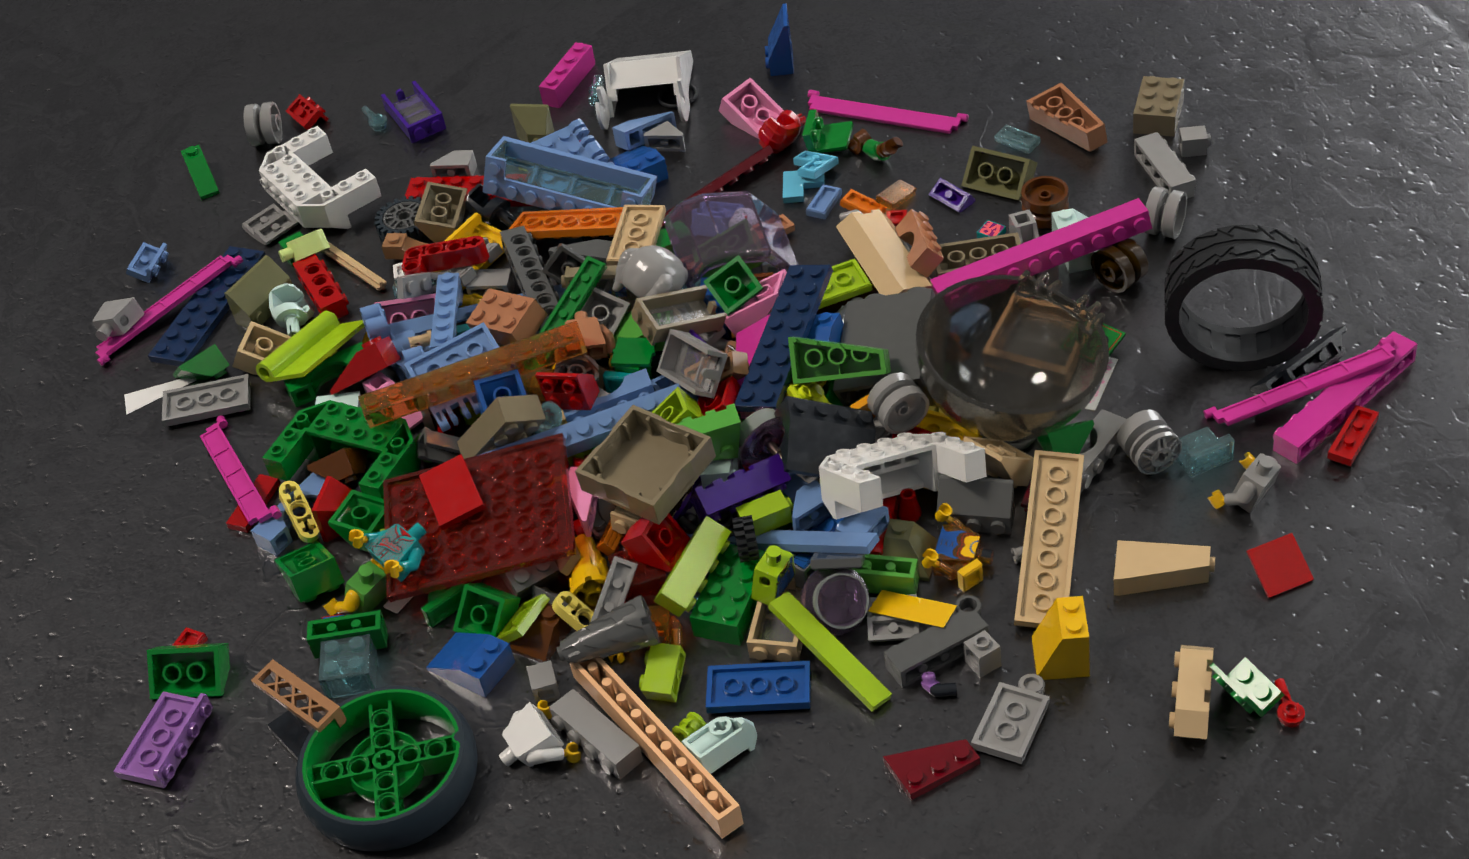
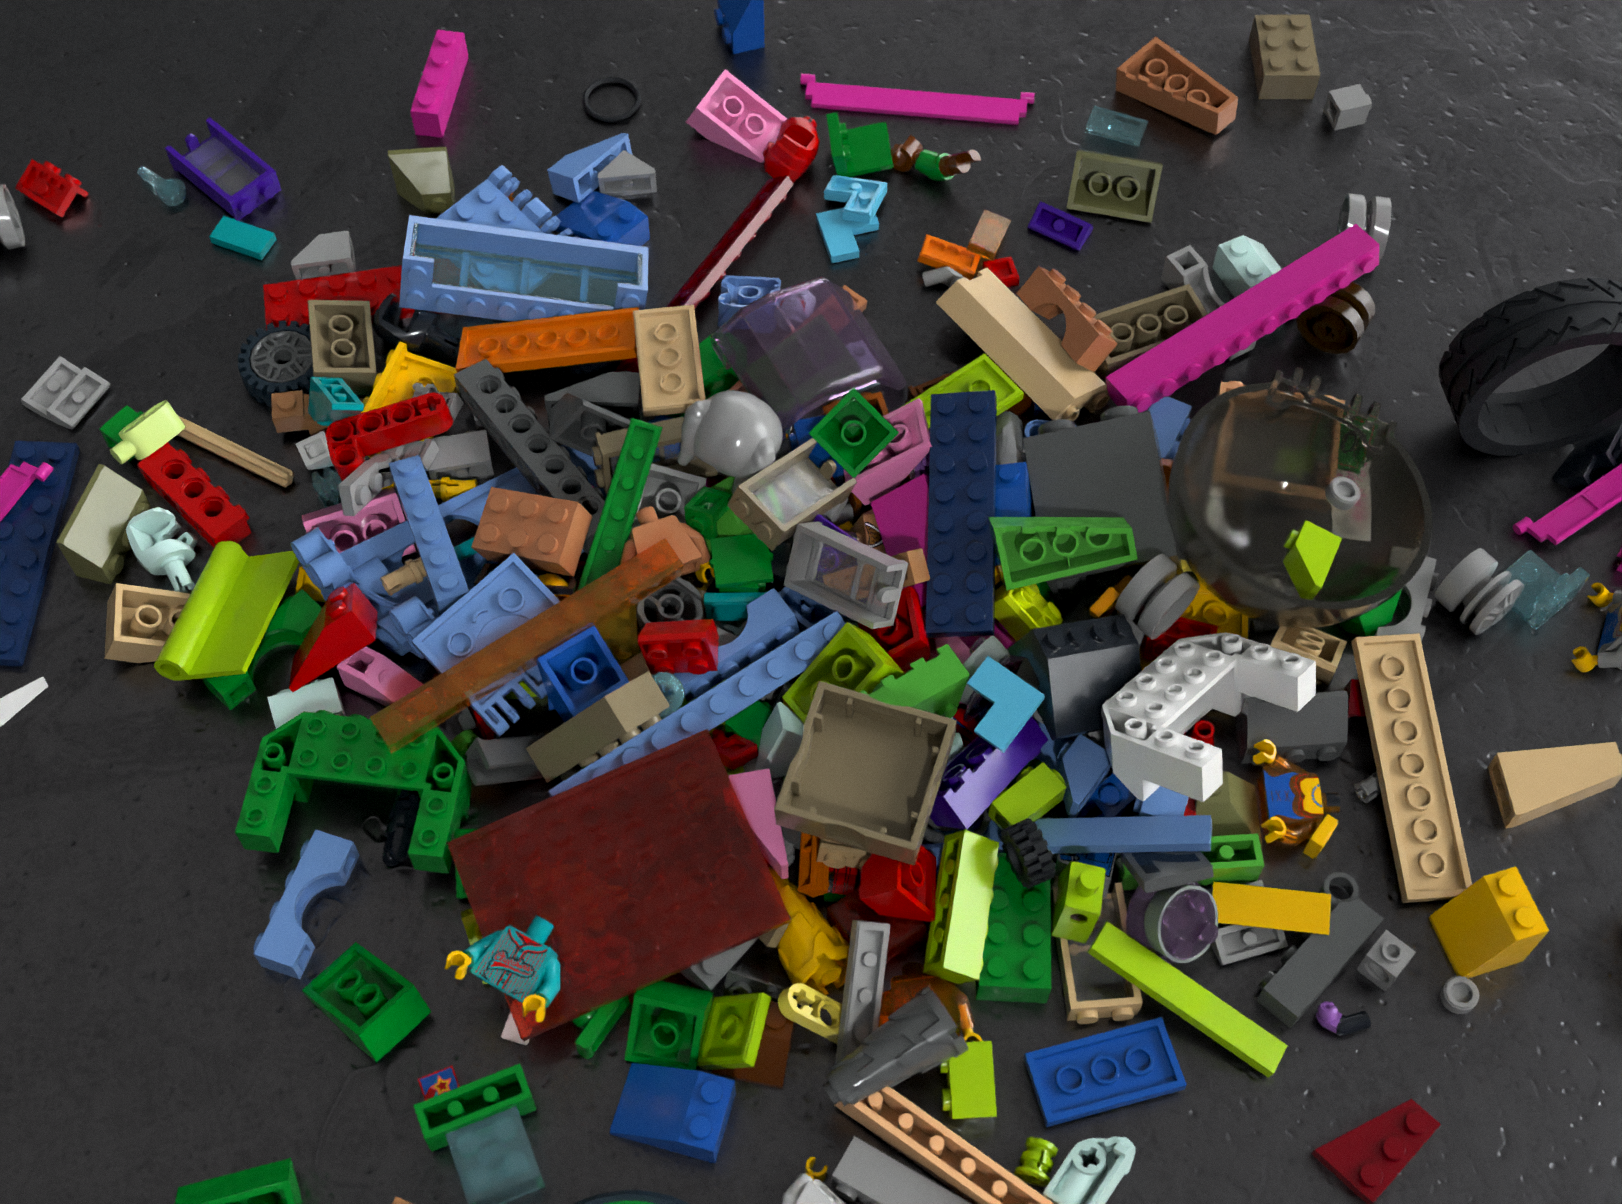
camera: 25 degrees left, 15 degrees up
(190, 637) = (219, 1158): red tile -> none
(204, 365) = (57, 661): green slope -> none
(206, 400) = (82, 724): light grey plate -> none
(235, 475) = (187, 854): dark pink piece -> none
(266, 487) = (228, 895): red tile -> none
(300, 501) = (334, 905): light yellow beam -> none
(304, 193) = (107, 334): white wedge -> none
(326, 504) = (377, 889): red slope -> none
(342, 465) = (355, 817): reddish brown slope -> none
(358, 512) = (423, 903): green slope -> none
(362, 591) = (471, 1030): bright green torso -> none
(410, 151) = (242, 238): none -> teal tile
(417, 236) = (332, 400): none -> teal slope
(452, 492) = (569, 851): red tile -> none
(543, 682) = (798, 1126): light grey brick -> none
(597, 82) = (491, 104): clear light blue pin -> none
(618, 320) = (705, 510): none -> green bracket
(645, 71) = (566, 69): white piece -> none
(761, 444) = (1012, 703): none -> medium azure tile
(824, 201) = (889, 255): medium blue tile -> none
(991, 228) = (1135, 278): tile -> none
(1008, 384) = (1309, 557): none -> lime slope
(1010, 722) = (1458, 1060): light grey plate -> none
(1044, 196) = (1197, 220): reddish brown wheel -> none
(1054, 356) = (1342, 493): none -> light grey tile
(1163, 164) = (1325, 151): light grey brick -> none

